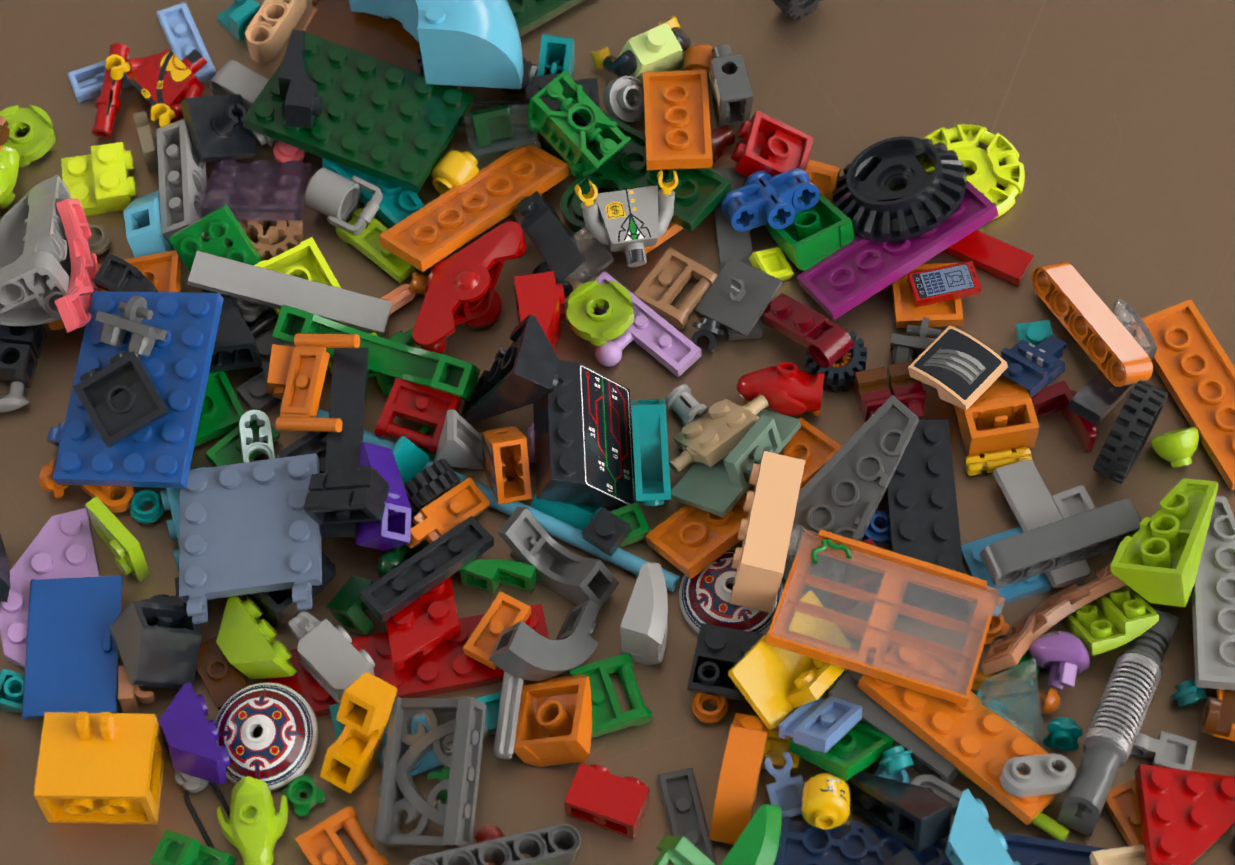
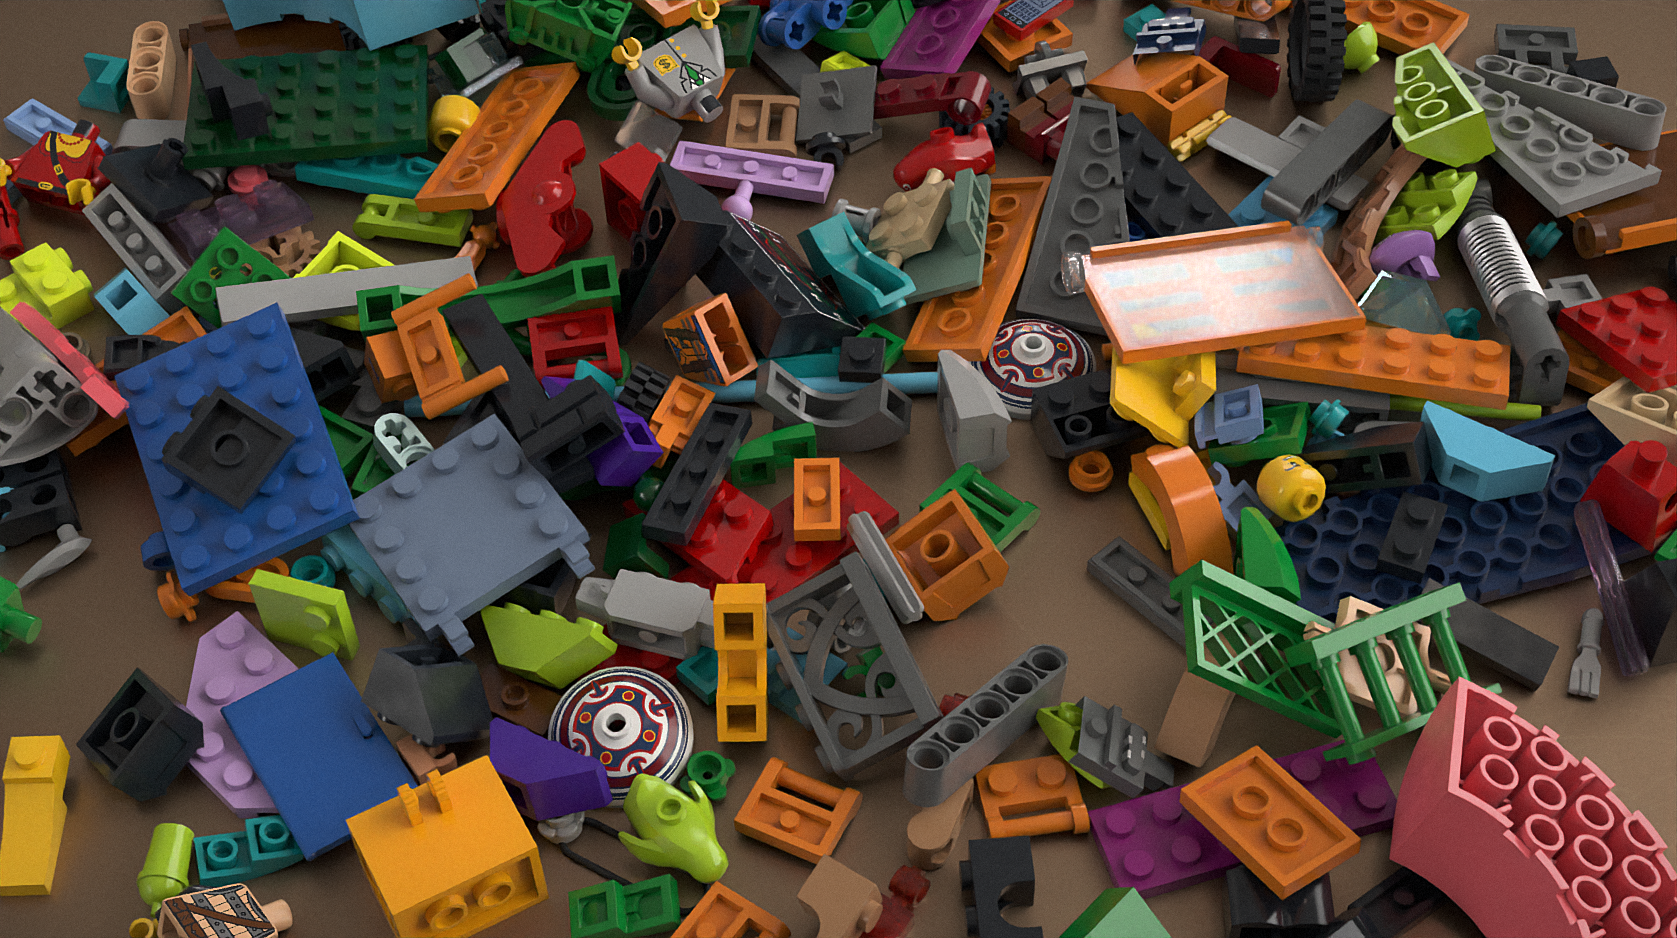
camera: 30 degrees left, 10 degrees down
(142, 335) = (173, 380): dark grey hips -> none
(148, 143) = (78, 237): dark tan plate -> none
(338, 198) = (338, 192): light grey piece -> none
(460, 443) = (637, 346): light grey slope -> none
(537, 658) = (884, 493): dark grey arch -> none
(549, 235) = (605, 122): black slope -> none
(603, 327) = (715, 151): lime plate -> none
(607, 800) = (1056, 608): red brick -> none
(766, 531) = (1044, 272): light nougat wedge -> none
(831, 545) = (1106, 257): green piece -> none
(958, 367) = (1109, 58): slope -> none
(1039, 777) = (1485, 353): light grey plate -> none

